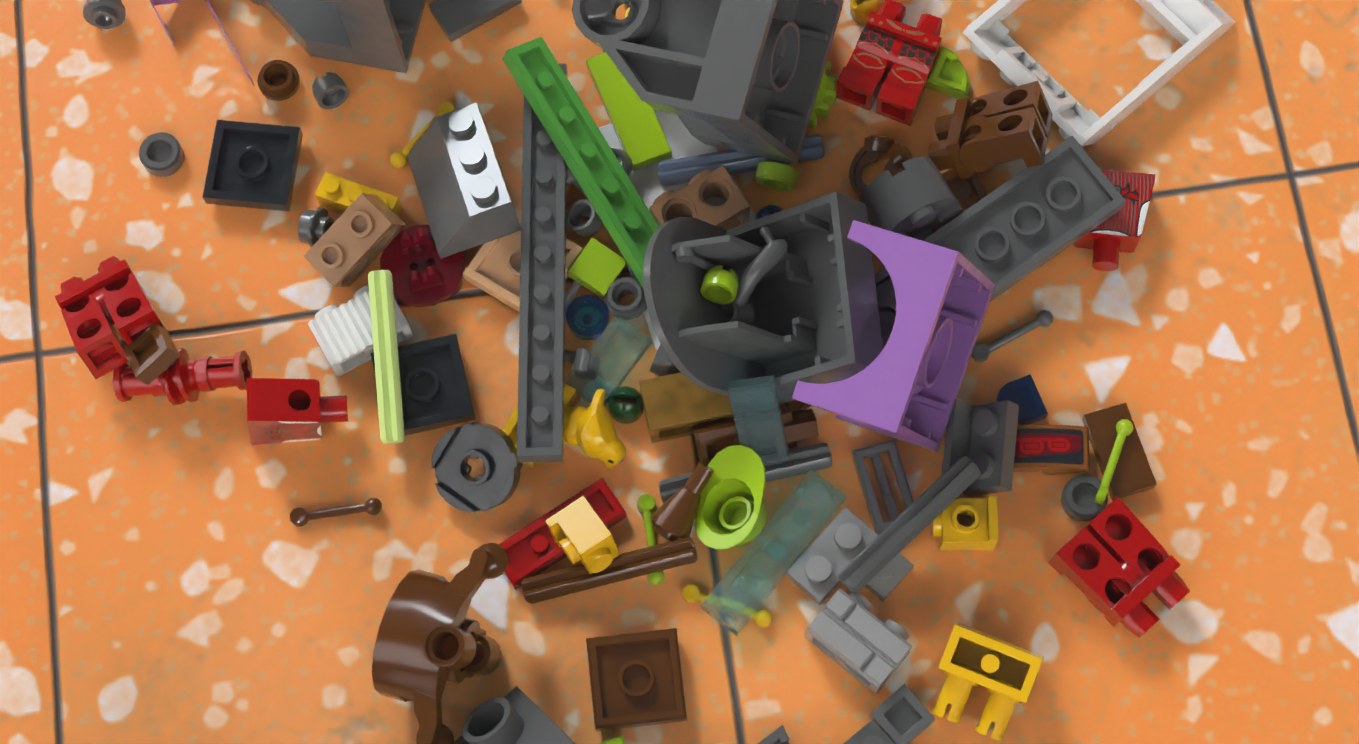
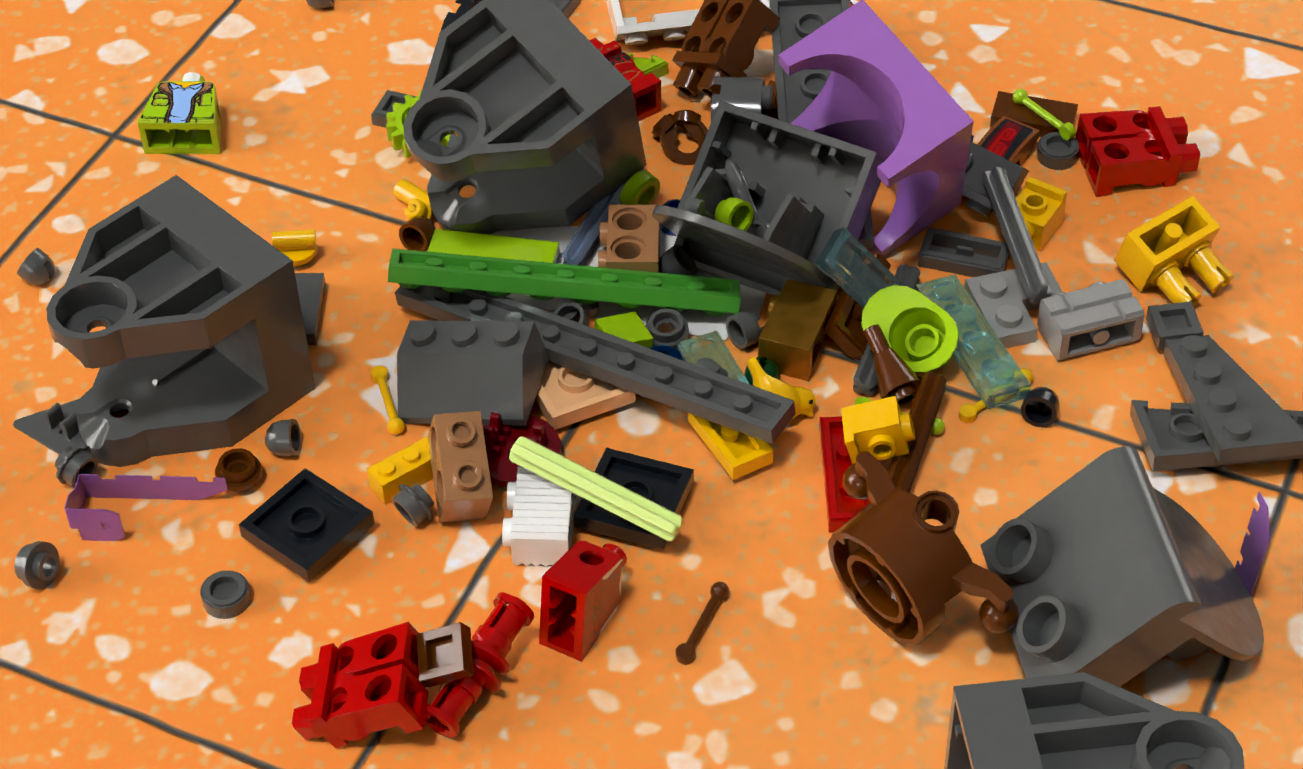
camera: 60 degrees left, 25 degrees down
(453, 471) = (734, 510): black plate -> none
(636, 679) = (1020, 471): reddish brown plate -> none
(730, 651) = (1040, 407): none -> black hinge

